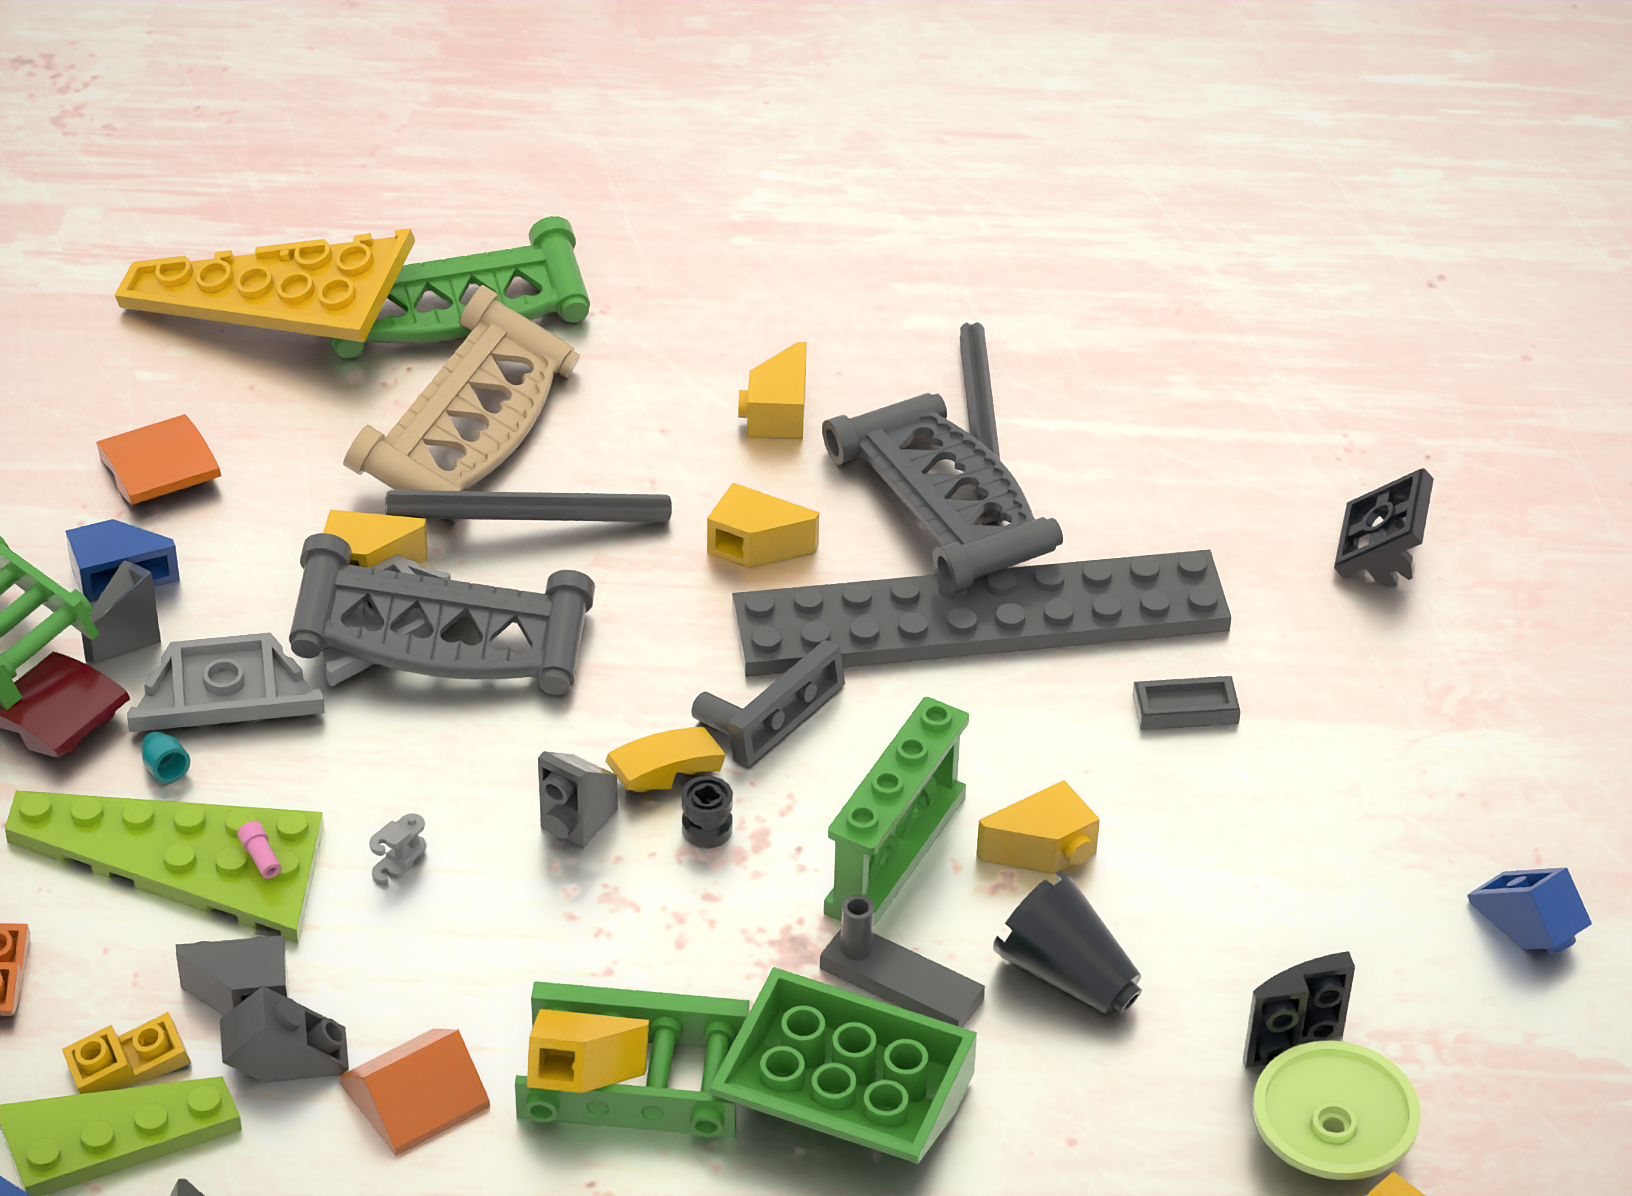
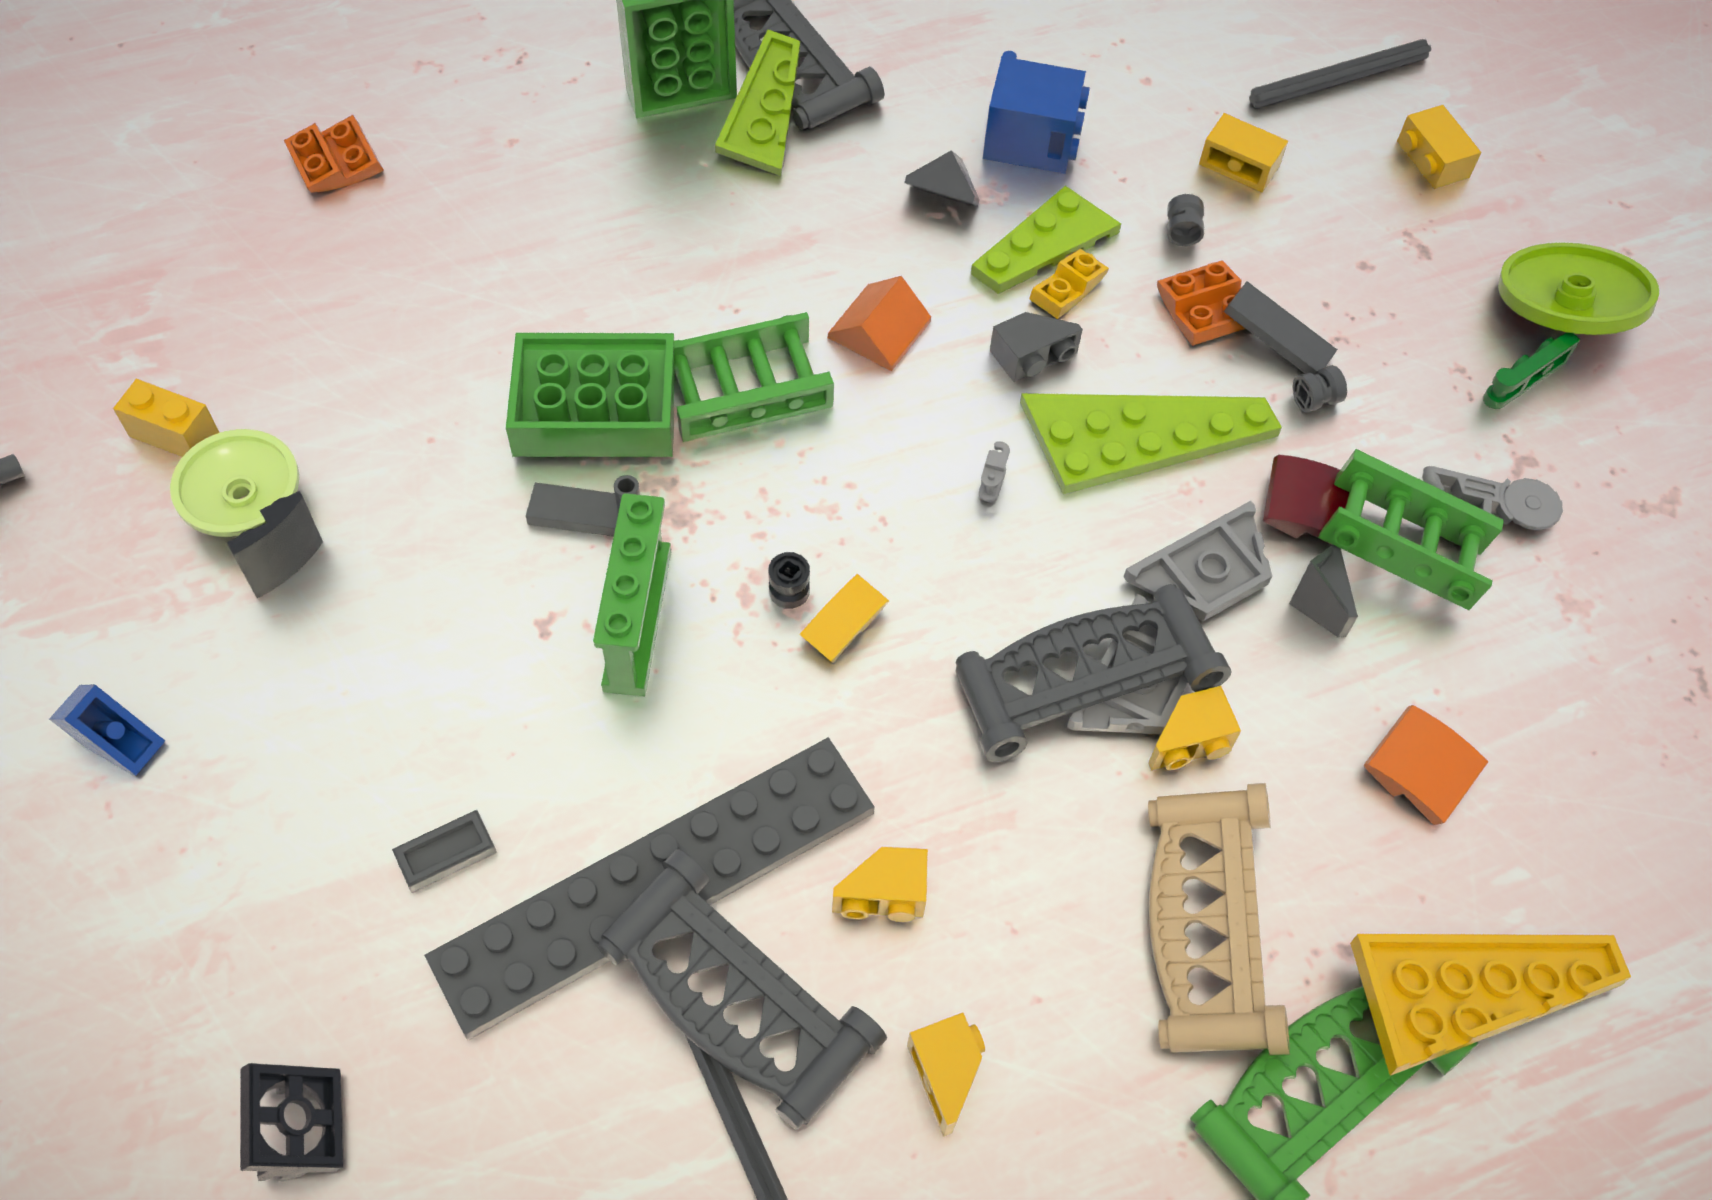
camera: 155 degrees right, 15 degrees up
(102, 547) = (1375, 641): blue slope -> none
(164, 757) = (1208, 493): teal hose -> none
(256, 843) = (1086, 424): bright pink piece -> none
(282, 1039) = (974, 311): dark grey slope -> none
(529, 506) = (1089, 823): dark grey axle -> none
(574, 796) = (889, 543): dark grey slope -> none
(585, 1051) = (773, 327): yellow slope -> none
(778, 707) = (798, 670): dark grey piece -> none
(1040, 831) = (524, 655): yellow slope -> none
(1070, 947) = (472, 549): black cone -> none

